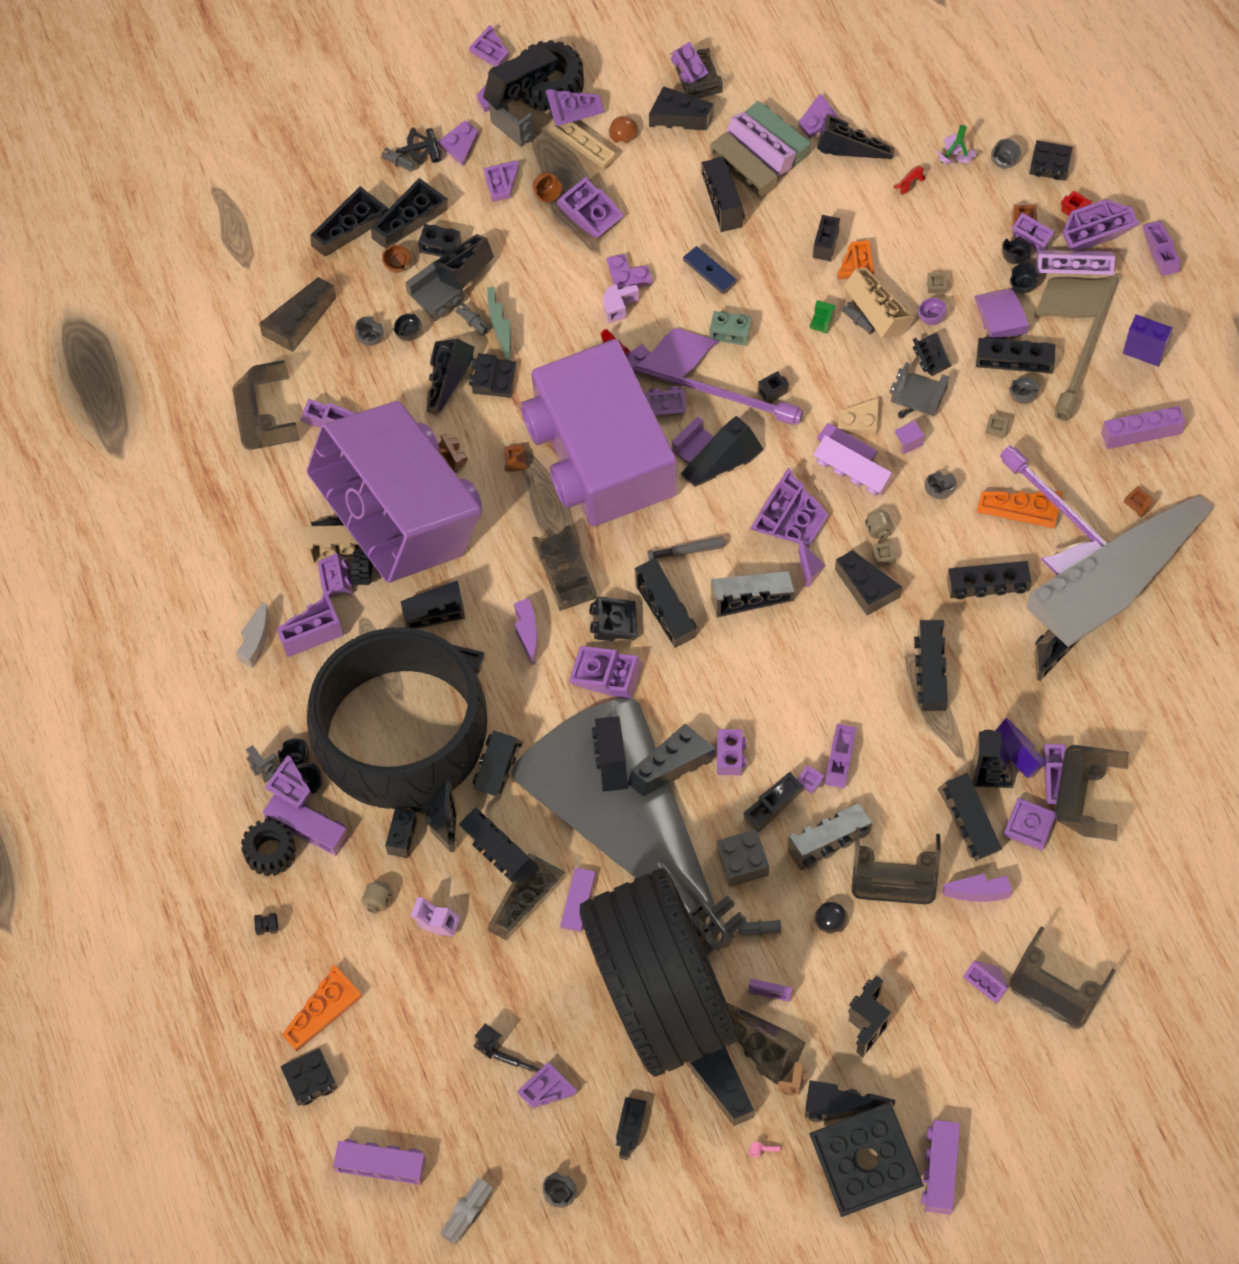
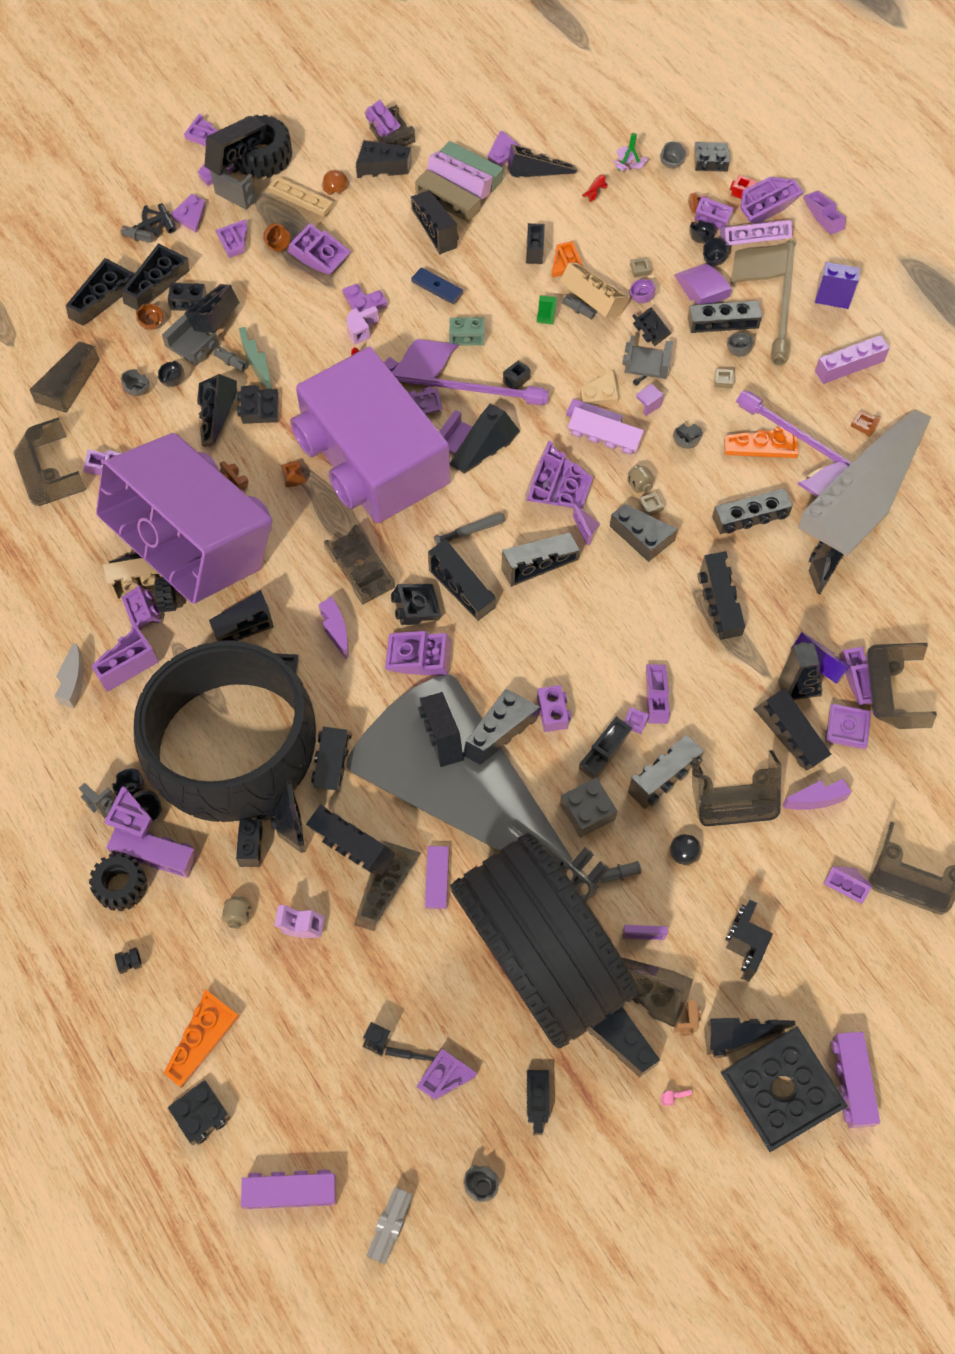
camera: 15 degrees left, 0 degrees up
(573, 106) = (287, 167): medium lavender wing -> none

